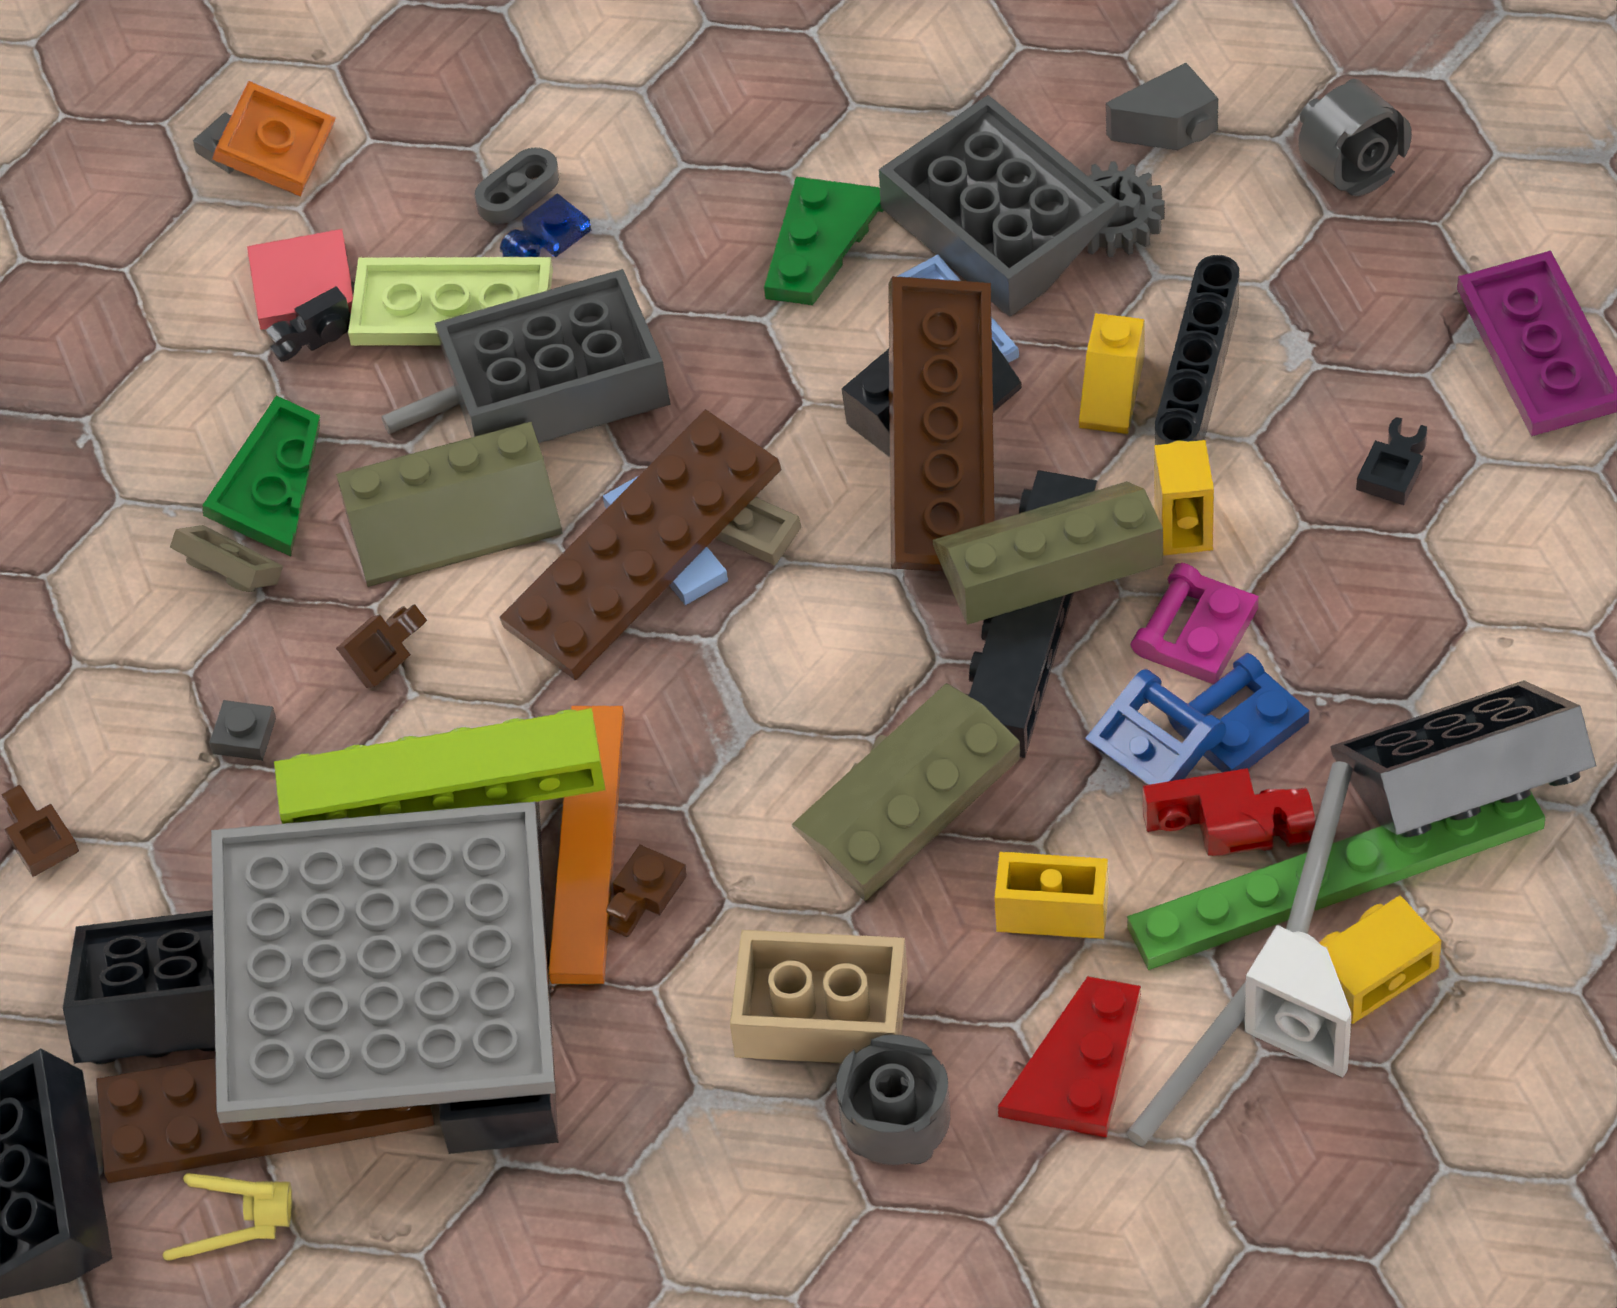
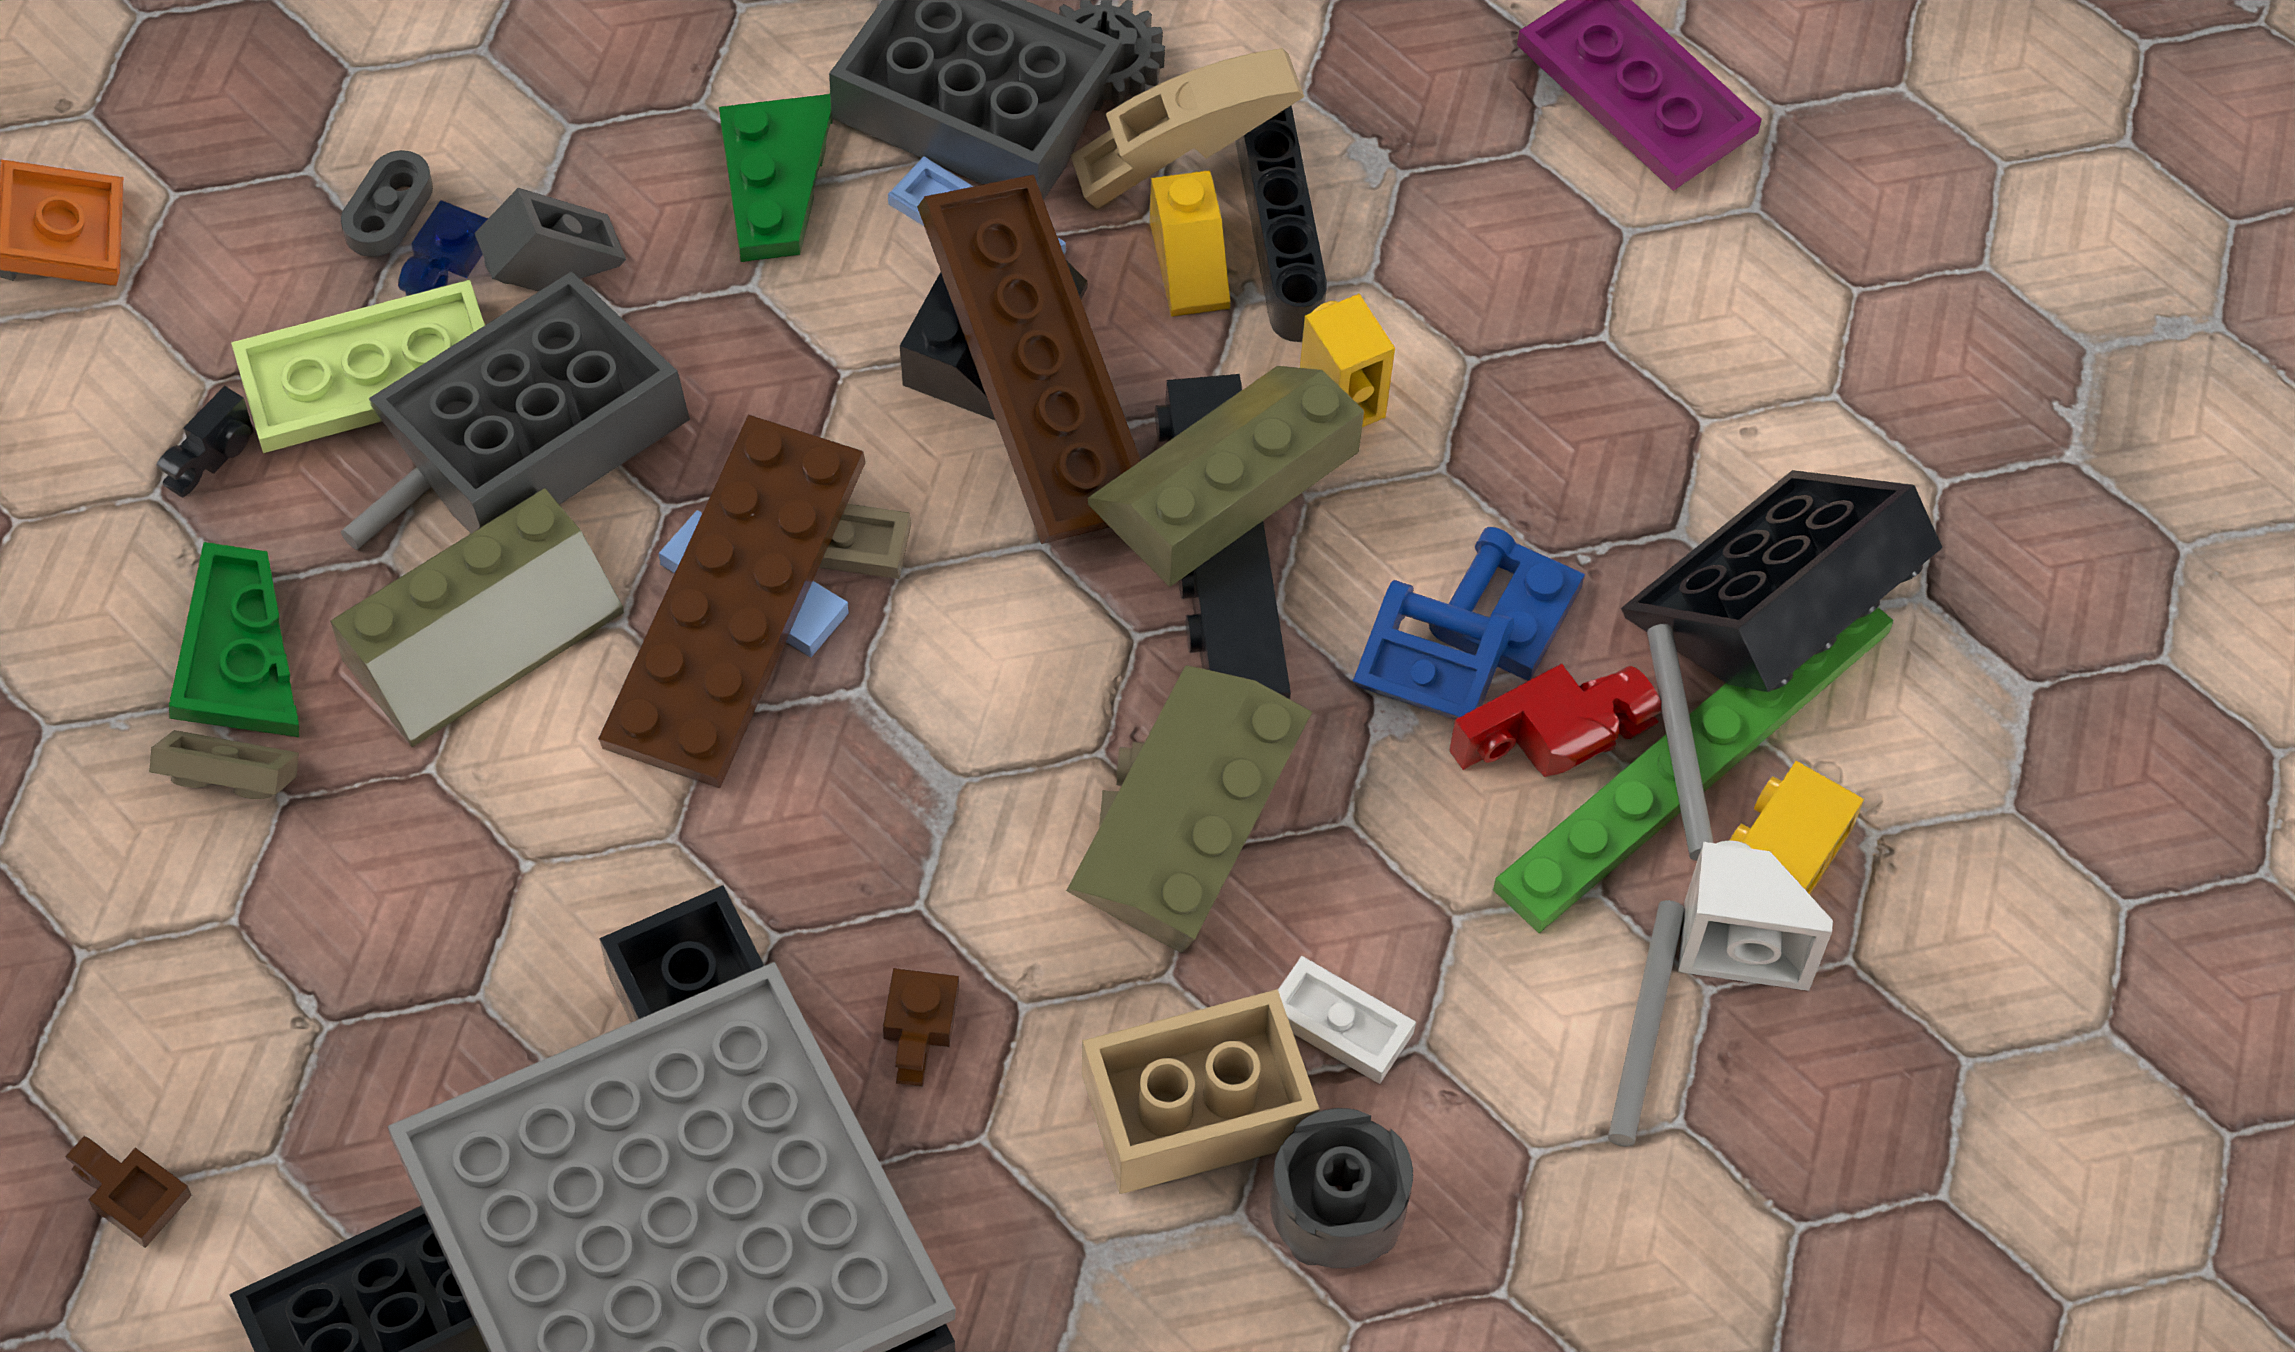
camera: 30 degrees left, 5 degrees up
(243, 730) = (336, 975): dark grey plate -> none
(296, 271) = (158, 384): coral tile -> none
(377, 645) = (464, 816): reddish brown plate -> none
(446, 770) = (642, 960): lime brick -> none
(587, 864) = (826, 976): orange tile -> none
(618, 238) = (543, 238): none -> dark grey slope
(958, 983) = (1344, 1020): none -> white plate
(1051, 895) = (1409, 881): yellow brick -> none
(1080, 1062) = (1519, 1069): red wing -> none
(1148, 269) = (1191, 111): none -> tan slope
(1210, 631) = (1430, 510): dark pink plate -> none
(1394, 466) = (1544, 264): black plate -> none

